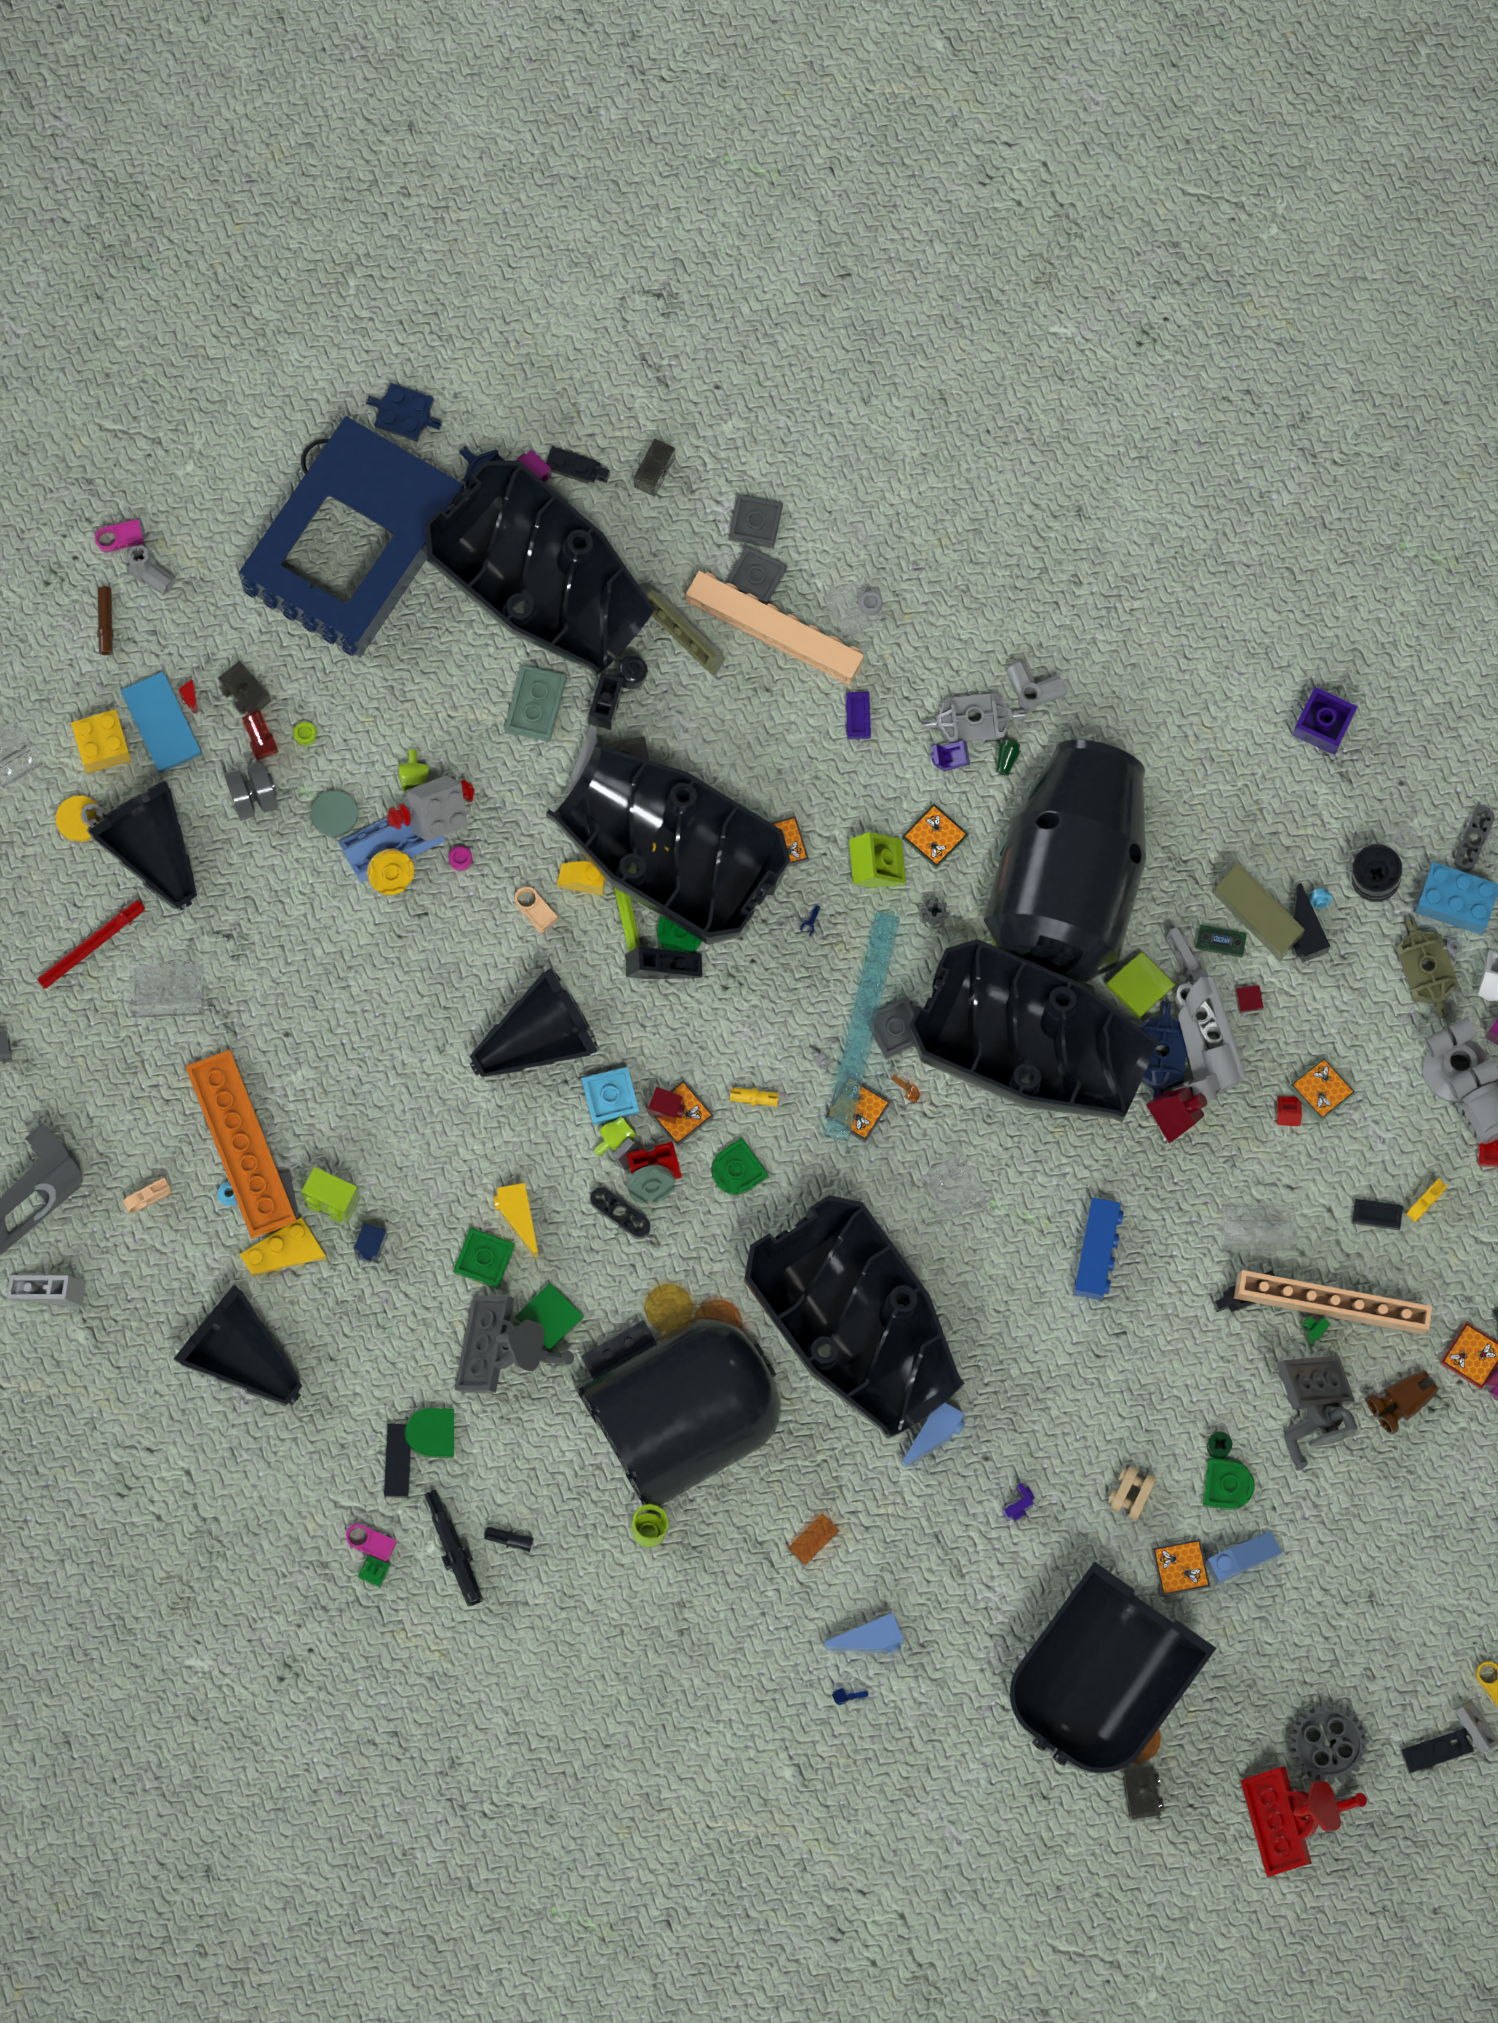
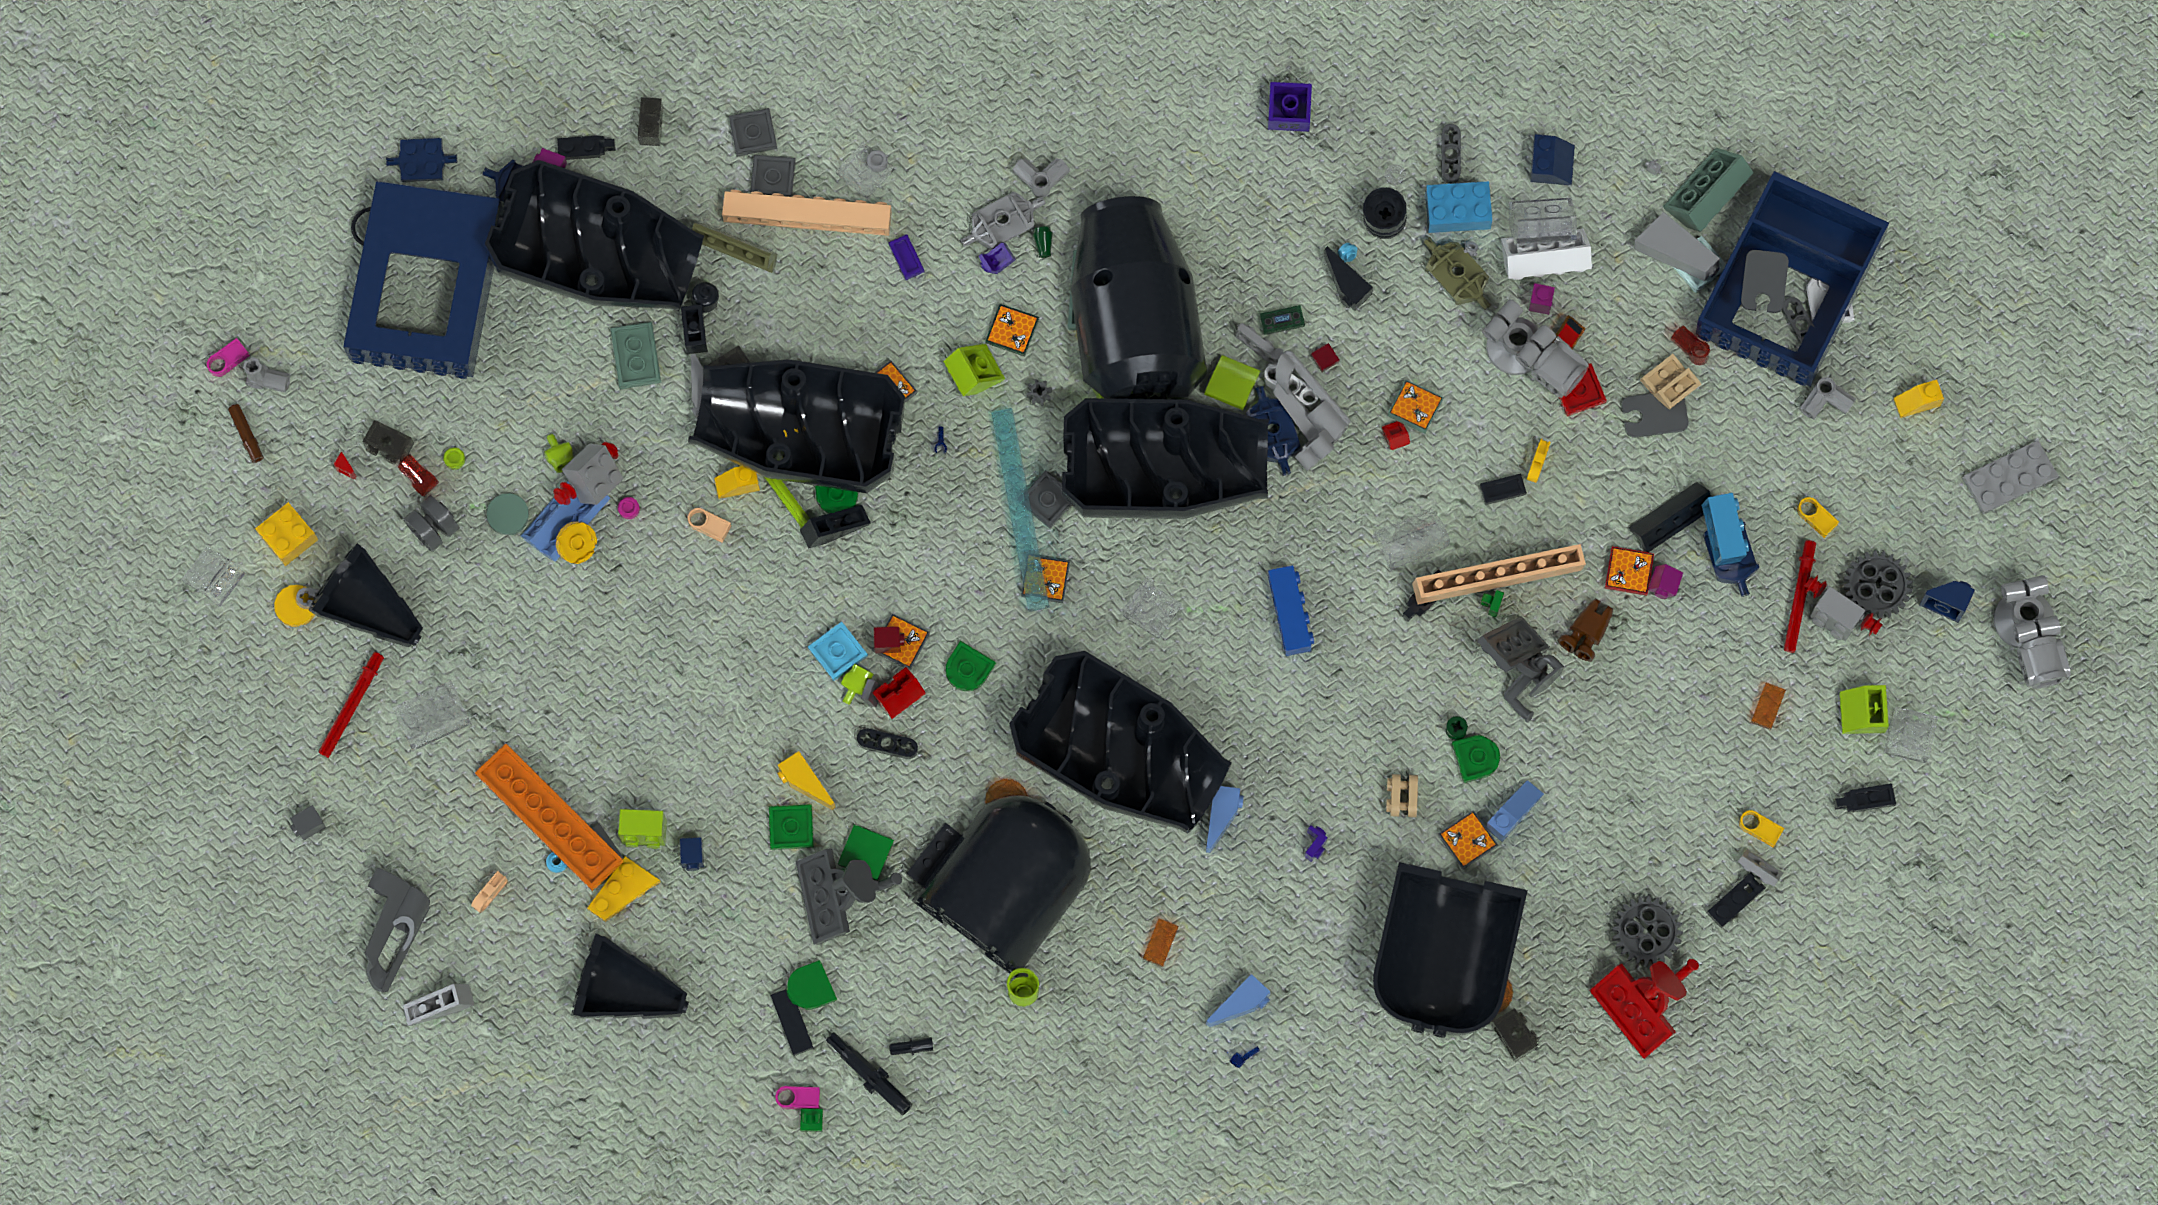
camera: 20 degrees left, 0 degrees up
(161, 722) = (329, 498): dark azure tile -> none
(536, 1031) = (754, 624): black cone -> none
(651, 1183) = (903, 708): sand green tile -> none
(668, 1307) = (960, 804): clear yellow tile -> none
(754, 1096) = (956, 603): yellow pin -> none
(821, 1060) = (998, 551): light grey piece -> none
(912, 1091) = (1084, 545): clear orange hand -> none
(1177, 1111) = (1307, 472): dark red torso -> none
(1258, 911) = (1303, 283): olive slope -> none

